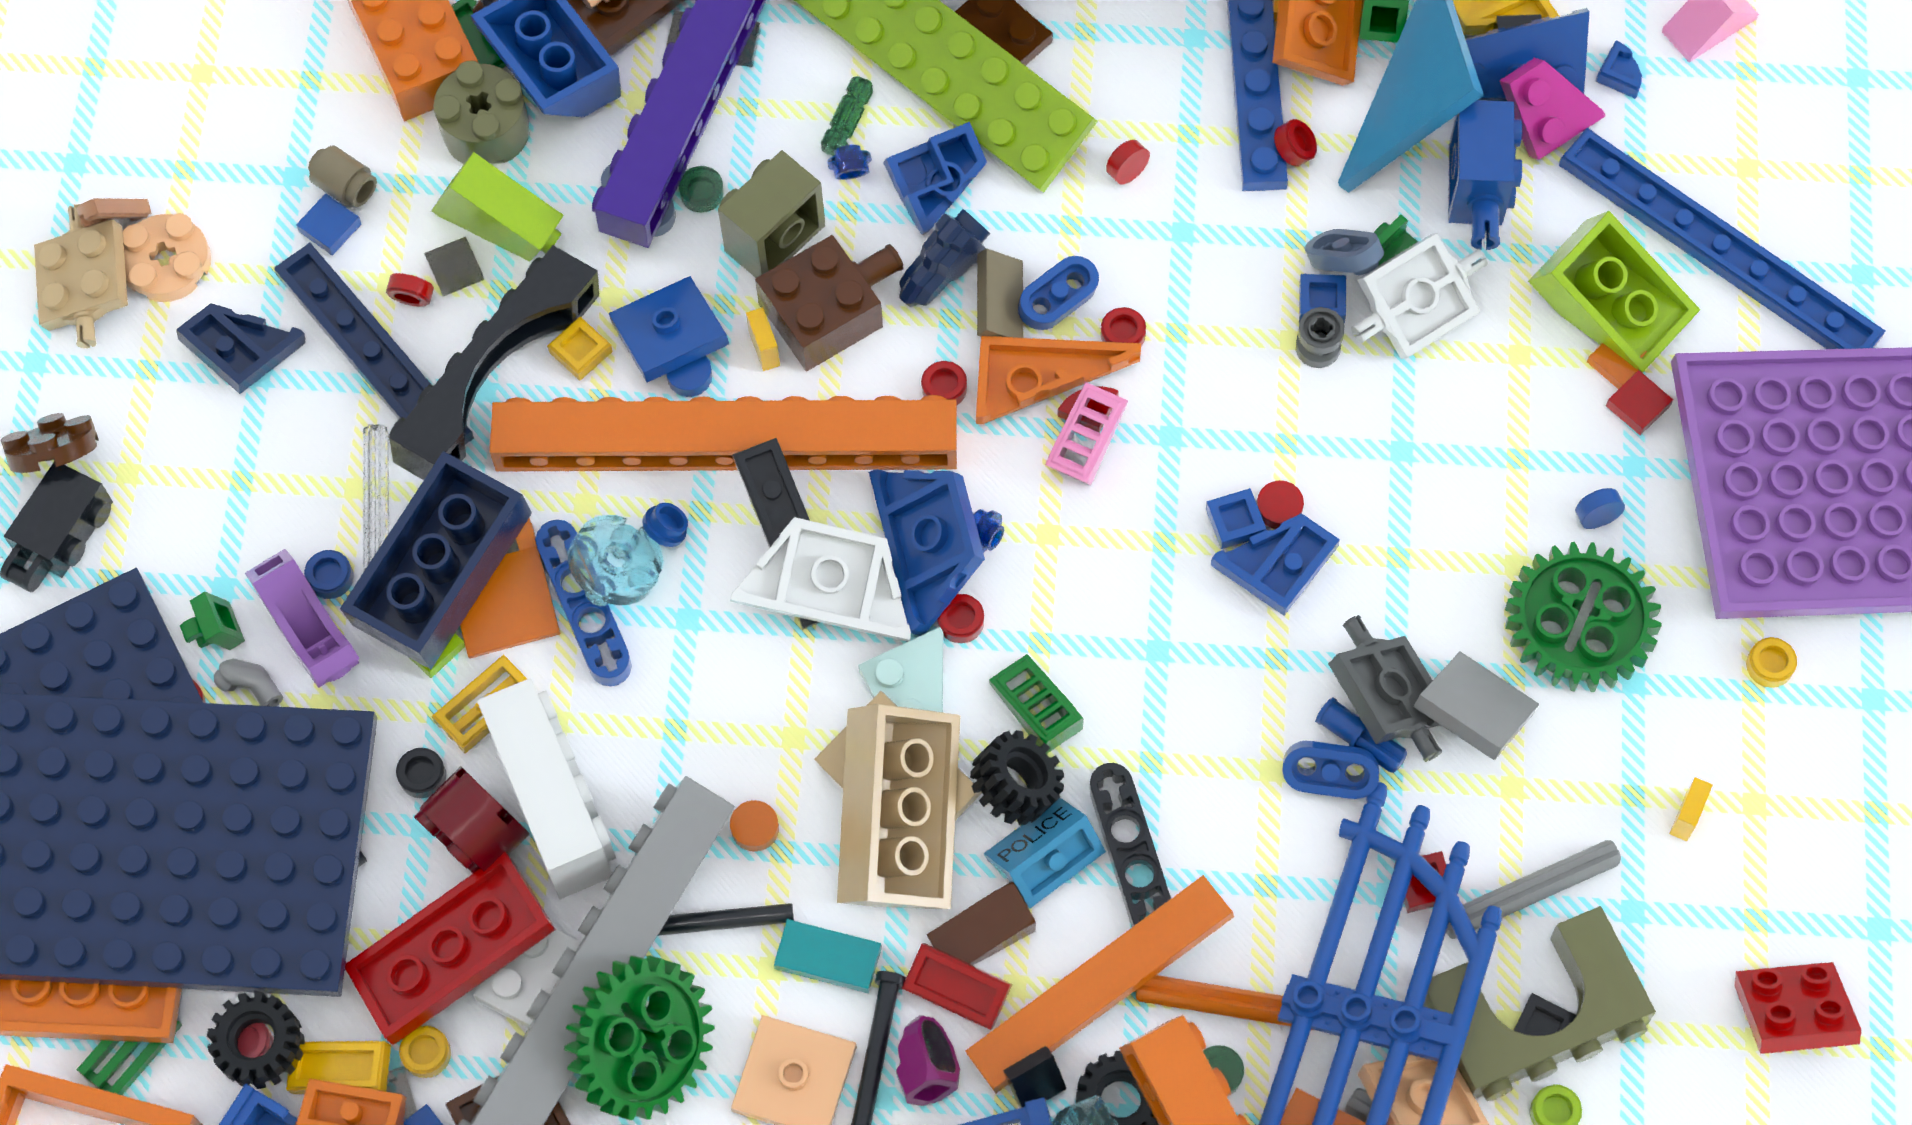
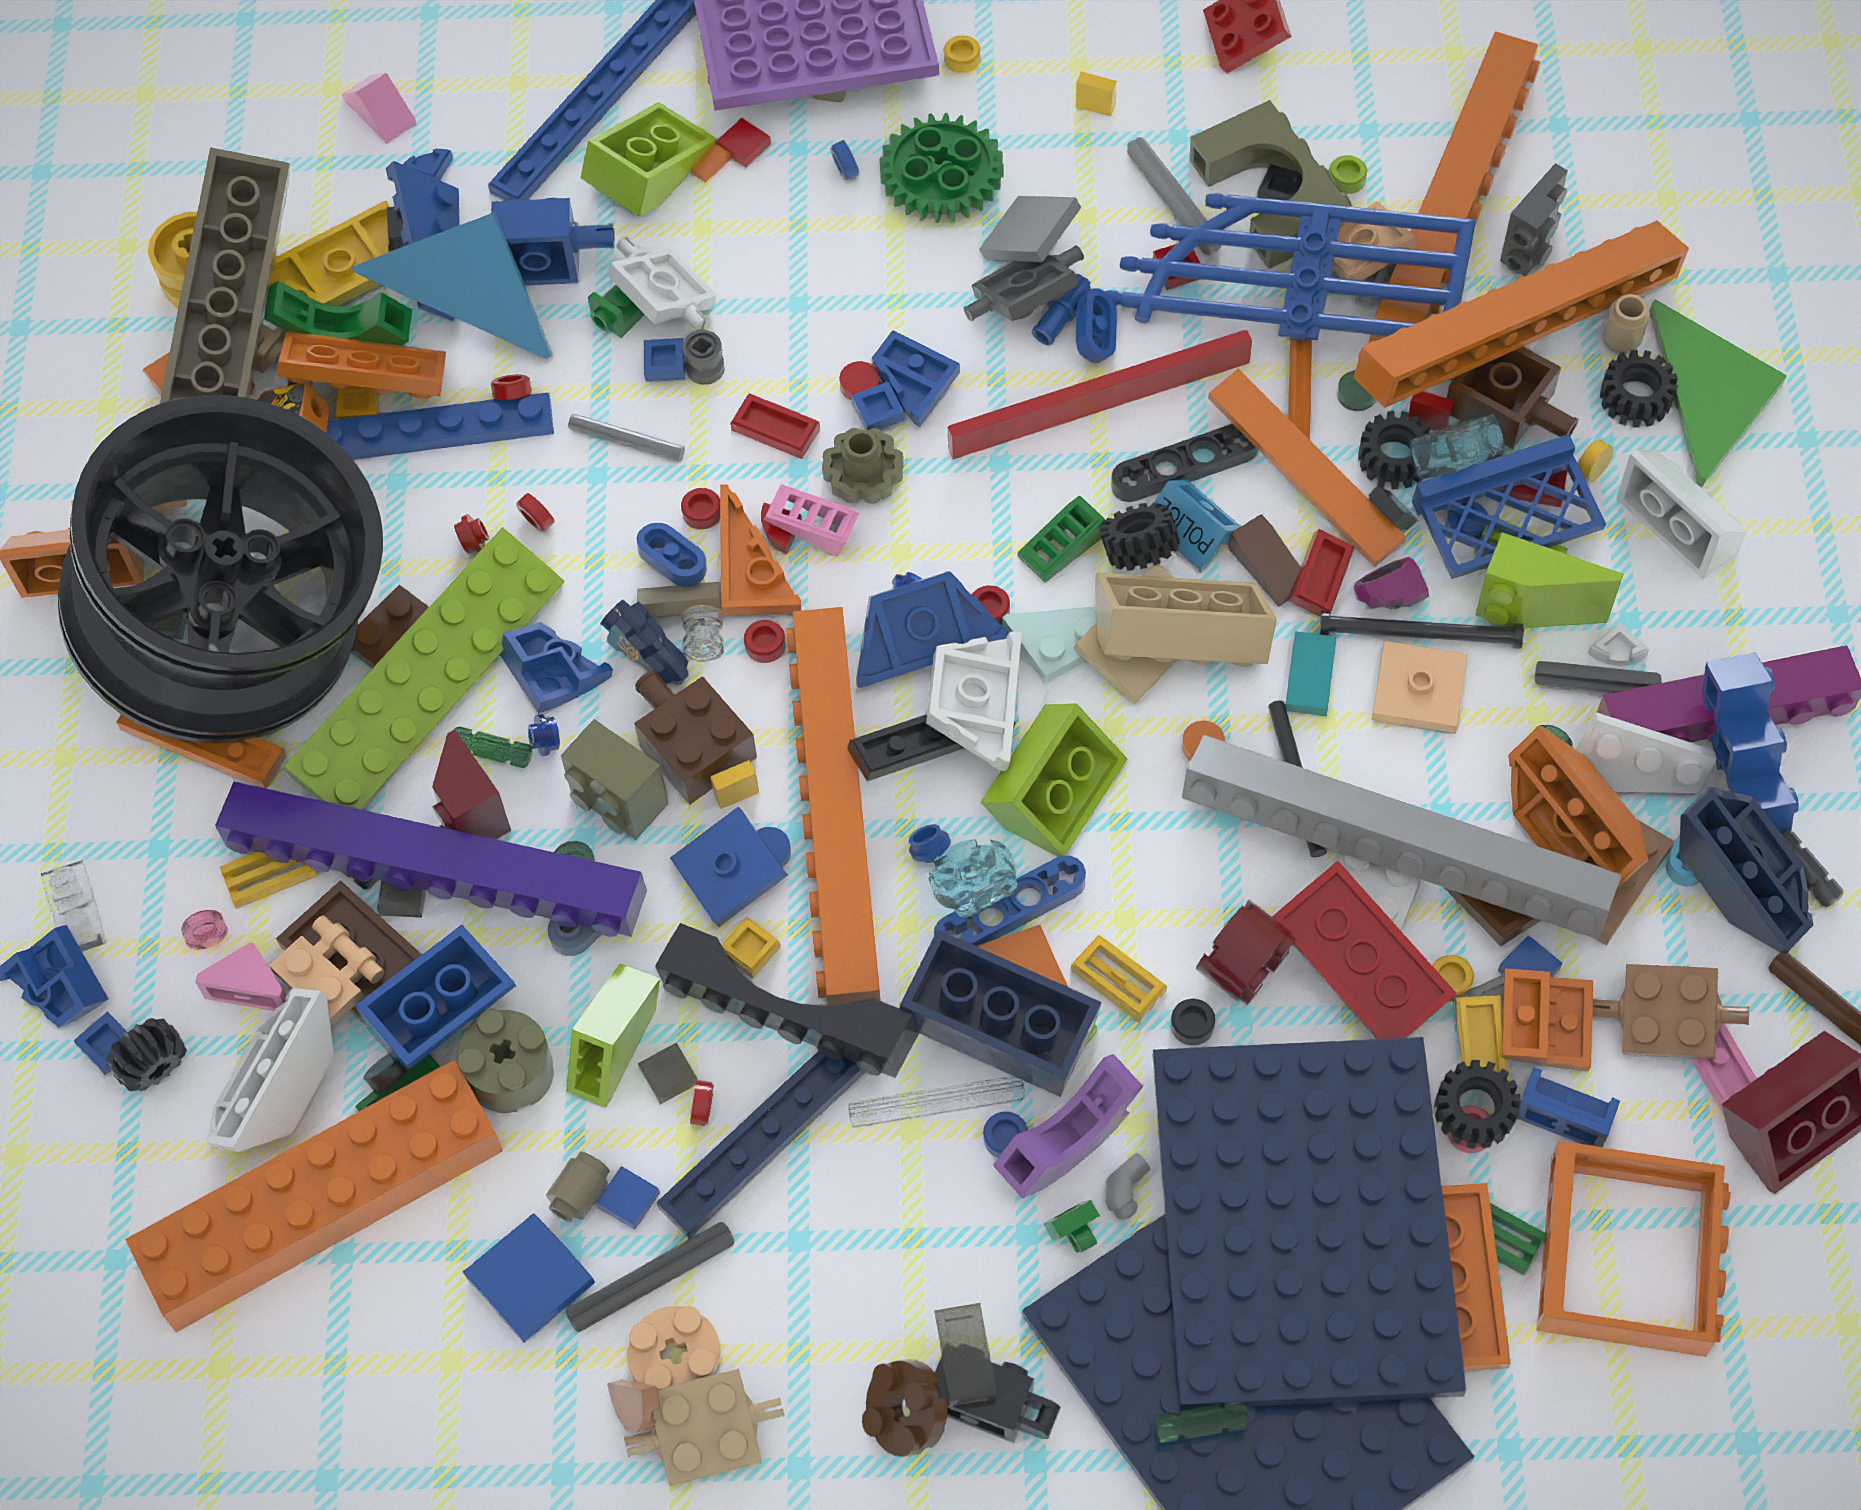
camera: 95 degrees left, 5 degrees down
(82, 495) = (965, 1354): none -> clear smoke tile
(237, 345) = (771, 1258): dark blue wing -> none
(244, 240) = (649, 1276): none -> dark grey axle
(262, 134) = (529, 1277): none -> blue slope
(549, 787) = (1202, 893): white brick -> none
(609, 1064) = (1424, 780): green gear -> none
(723, 658) = (1055, 778): none -> lime slope
(775, 79) = (466, 794): none -> dark red slope
(952, 318) = (702, 631): none -> clear wheel
(1106, 100) = (471, 533): none -> red plate
(1157, 496) = (862, 465): none -> olive plant
(1225, 260) = (626, 437): none -> flat silver bar
(1227, 413) = (775, 425): none -> red tile
(1232, 766) = (1099, 394): none -> red tile
(1345, 251) = (625, 334): sand blue plate -> none
(1548, 106) = (469, 198): dark pink wing -> none

